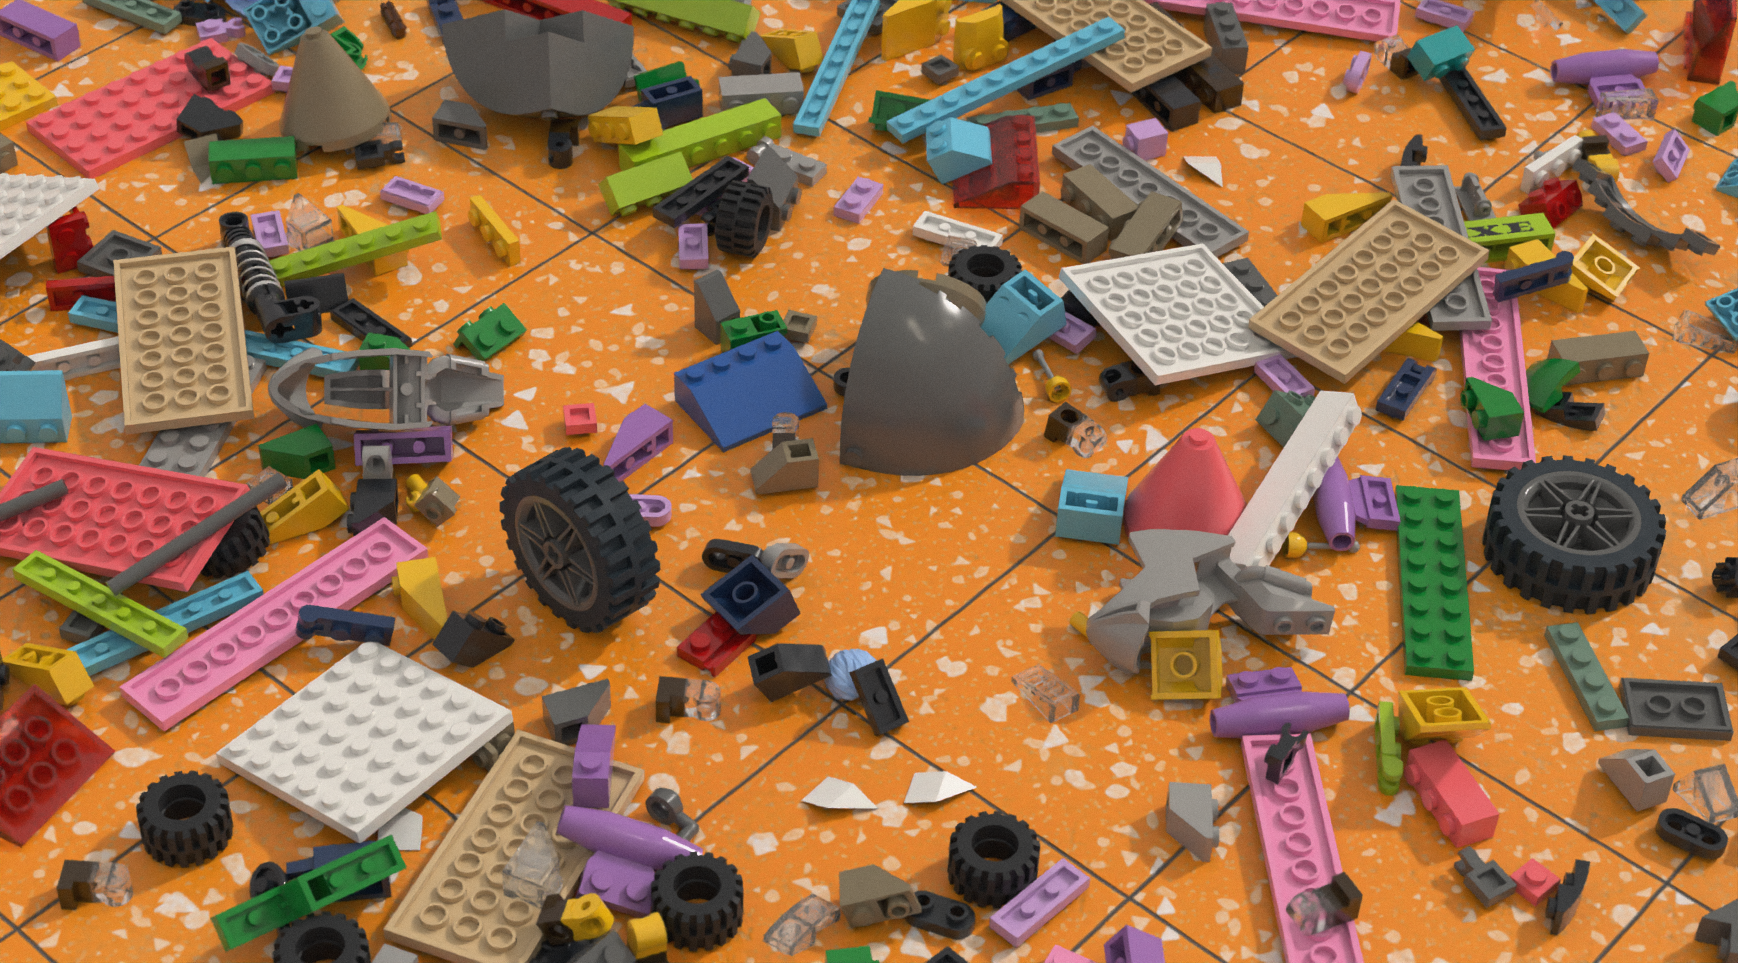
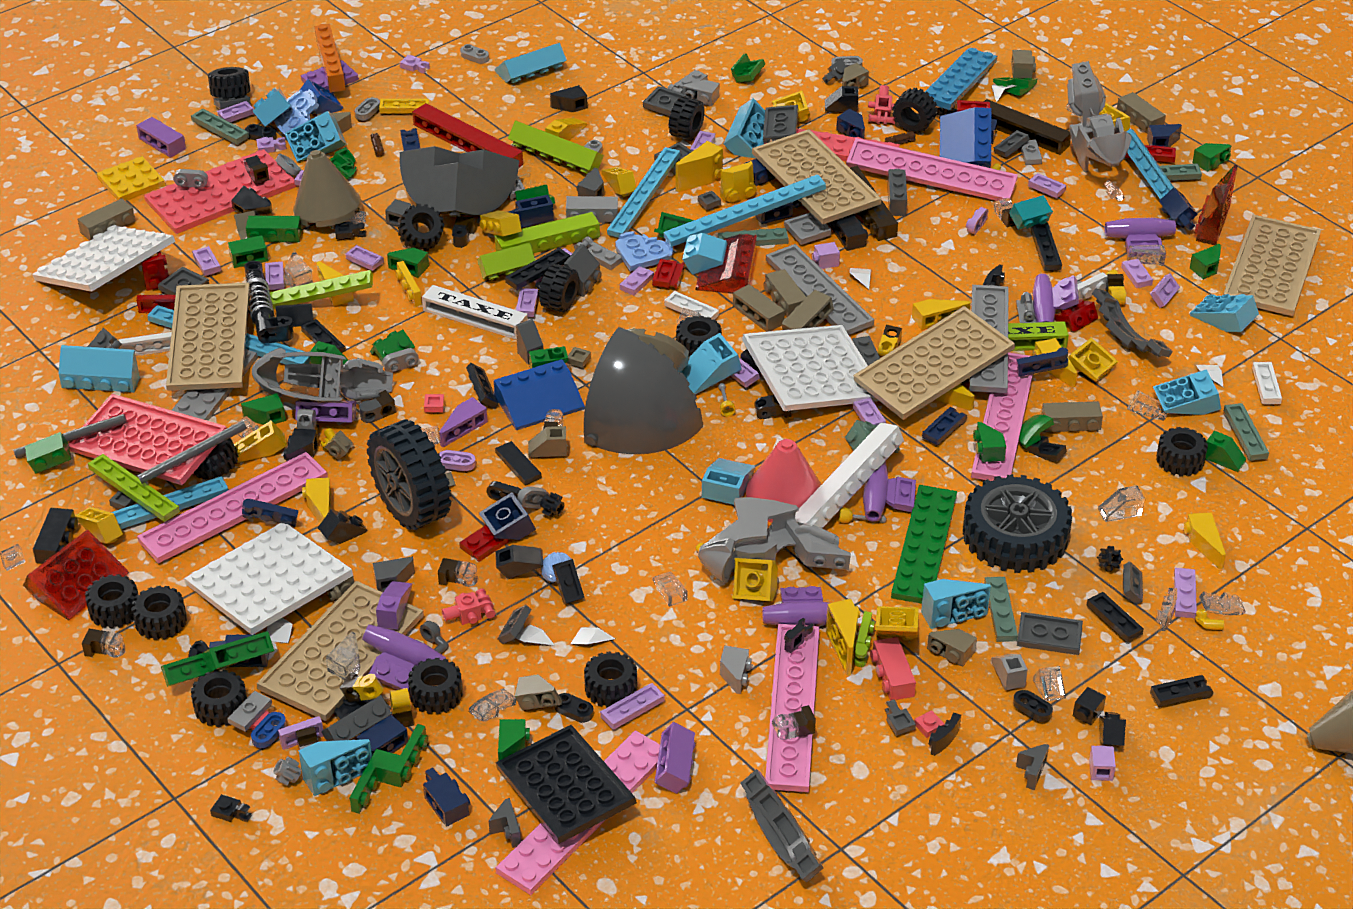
camera: 10 degrees right, 0 degrees up
(76, 800) = (111, 600): none -> black tyre
(101, 89) = (189, 178): none -> light grey plate
(151, 218) = (206, 261): none -> lavender plate
(216, 196) = (247, 250): none -> green brick
(488, 434) = (377, 408): none -> leg
(495, 189) = (415, 260): none -> green slope
(502, 122) = (422, 215): none -> black tyre
(509, 353) = (400, 360): none -> light grey plate
(612, 267) = (472, 311): none -> white brick
(652, 384) = (482, 386): none -> black plate
(722, 757) = (470, 607): none -> coral piece
(741, 505) = (518, 463): none -> black tile
(804, 779) = (514, 624): none -> dark grey plate
(817, 570) = (552, 504): none -> black gear
(856, 152) = (641, 250): none -> light blue plate
(906, 185) = (668, 273): none -> red plate
(1075, 430) = (730, 434): leg -> none
(1103, 100) = (807, 228): none -> light grey plate
(1281, 266) = (889, 343): none -> yellow leg
(1356, 741) = (842, 630): none -> yellow slope
(1505, 182) = (1049, 298): none -> medium lavender plate
(1517, 670) = (954, 601): none -> medium azure slope
(1533, 744) = (953, 645): none -> dark tan slope
(1652, 34) = (1178, 208): none -> dark blue hinge

